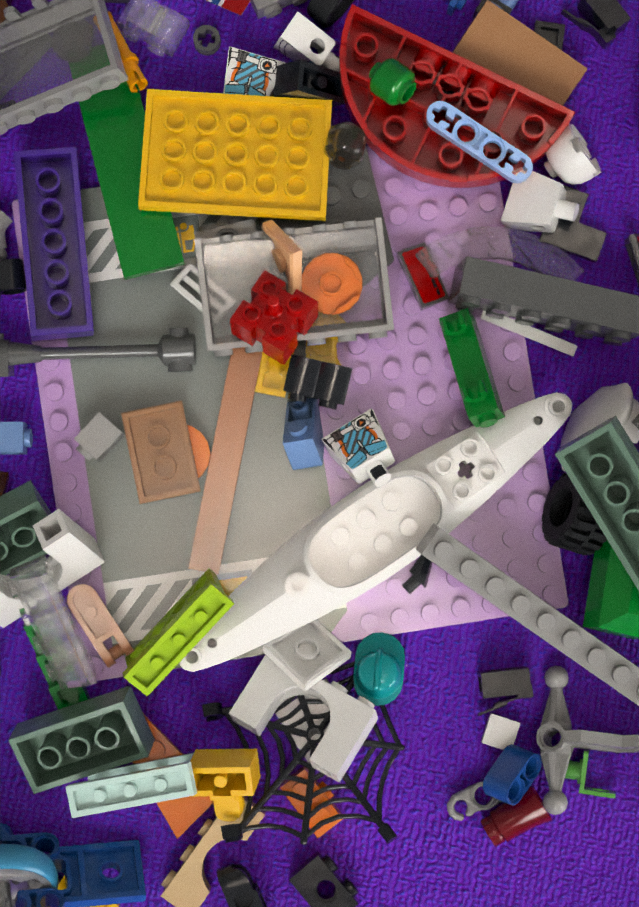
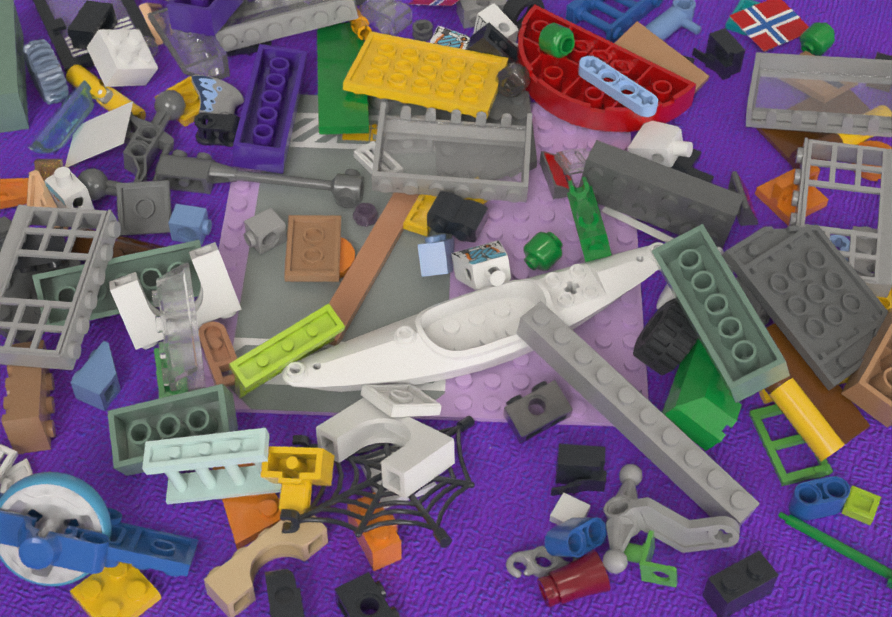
camera: 15 degrees right, 35 degrees down
(199, 383) = (365, 214): none -> clear purple plate
(274, 317) = (431, 155): red brick -> none
(286, 255) = (451, 131): light nougat tile -> none
(332, 282) = (483, 156): orange tile -> none
(379, 668) = (467, 430): teal piece -> none
(420, 574) = (516, 369): black bar -> none
(423, 406) = (542, 251): none -> green head
(444, 644) = (527, 425): none -> black brick
(571, 158) = (691, 121): white cylinder -> none

